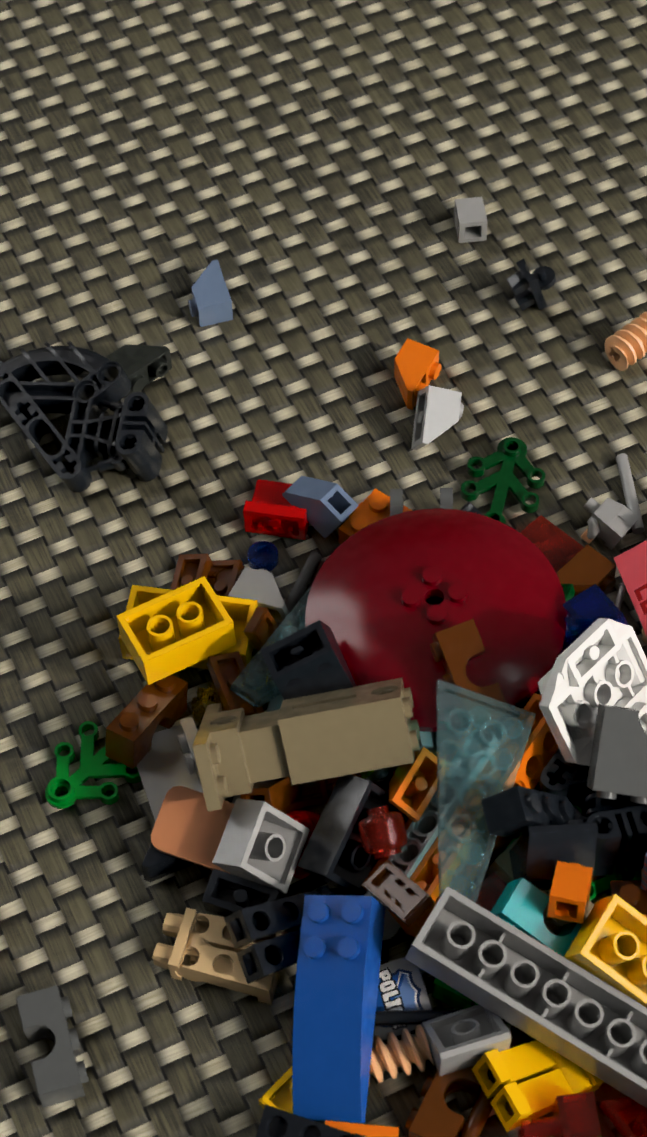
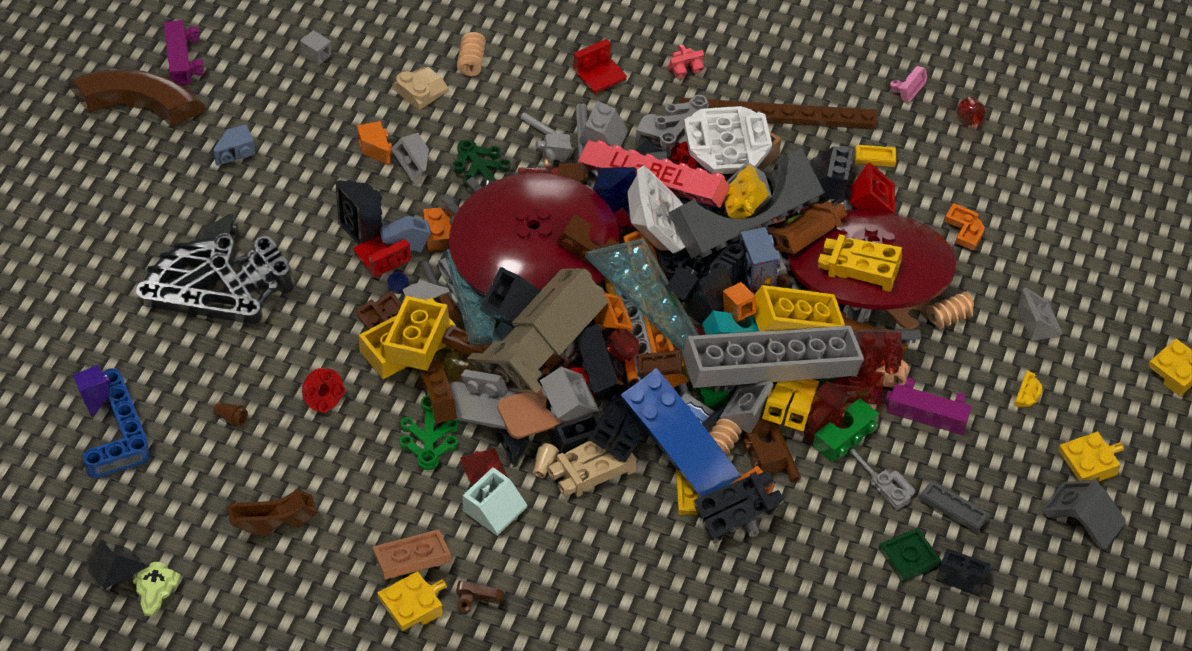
camera: 50 degrees left, 5 degrees down
(36, 620) = (322, 389): none -> red plate
(58, 1074) = (545, 553): dark grey arch -> none
(62, 905) = (493, 501): none -> light aqua slope
(109, 854) = (480, 463): none -> clear red piece
(176, 900) = (545, 457): none -> tan cone
(211, 297) = (219, 175): sand blue slope -> none
(239, 147) = (137, 90): none -> reddish brown brick
(263, 273) = (234, 145): none -> sand blue slope
(291, 439) = (359, 210): none -> black slope
(321, 132) = (177, 52): none -> magenta brick
(528, 286) = (389, 59): black hips -> none
(539, 341) = (420, 86): none -> tan slope

